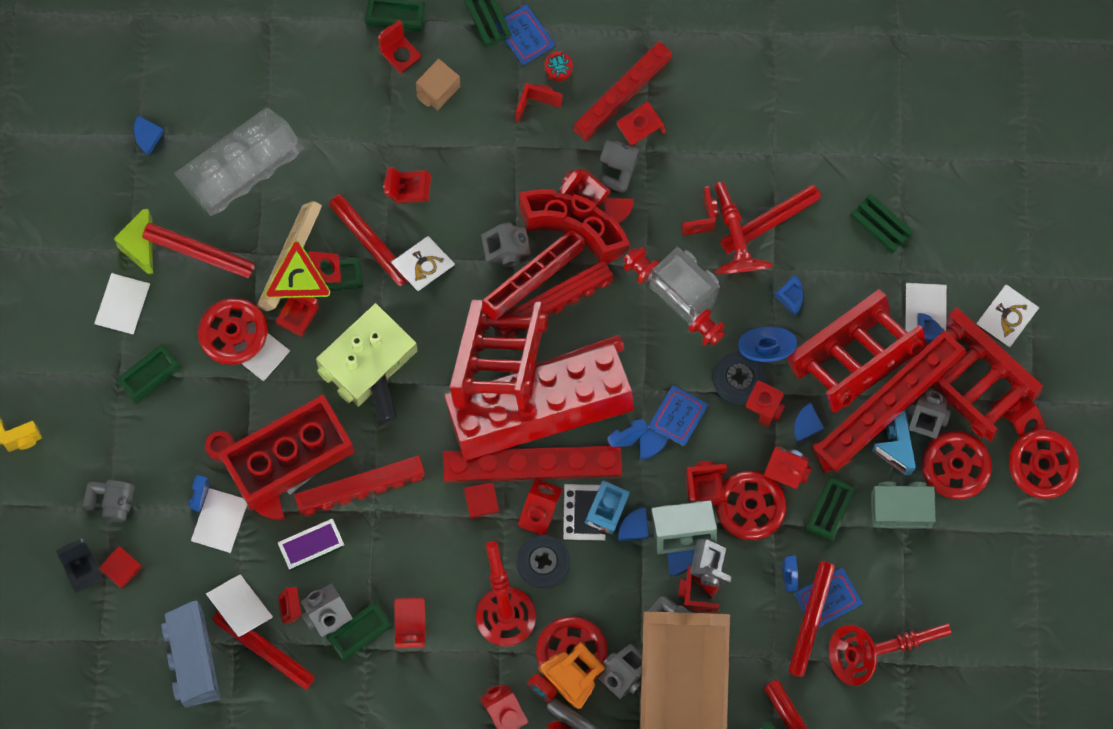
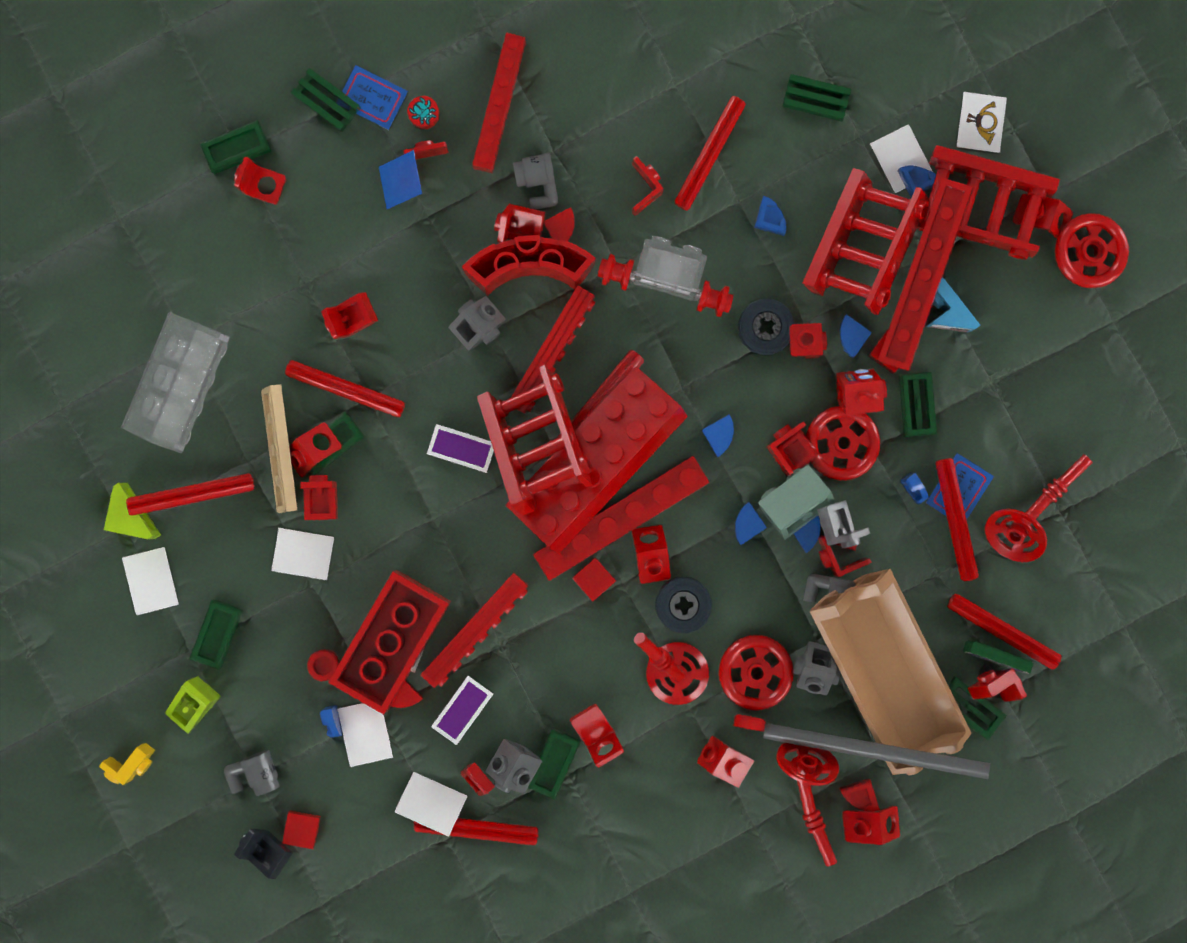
camera: 30 degrees left, 15 degrees up
(95, 415) = (192, 703): none -> lime slope
(146, 134) = (71, 405): blue tile -> none
(190, 655) = (417, 878): sand blue slope -> none
(222, 310) = (296, 549): red plate -> none
(297, 277) = (300, 471): piece -> none
(366, 359) = (410, 508): yellowish green piece -> none
(423, 263) = (408, 383): white sticker -> none
(434, 337) = (461, 448): none -> dark purple tile
(437, 85) = (319, 198): medium nougat brick -> none
(509, 104) = (400, 179): none -> blue sticker
(533, 275) = (520, 339): red piece -> none
(569, 677) = (772, 704): orange piece -> none
(577, 504) = (693, 535): sticker -> none
(607, 507) = (715, 523): dark azure slope -> none
(628, 436) = (696, 443): blue tile -> none
(640, 123) = (536, 129): red bracket -> none
(678, 415) = (730, 395): blue sticker -> none
(742, 259) = (712, 215): red dish -> none
(767, 344) = (776, 281): blue dish -> none
(903, 505) = (984, 366): sand green brick -> none
(928, 413) = (965, 265): dark grey brick -> none
(941, 483) = (1034, 309): red plate -> none

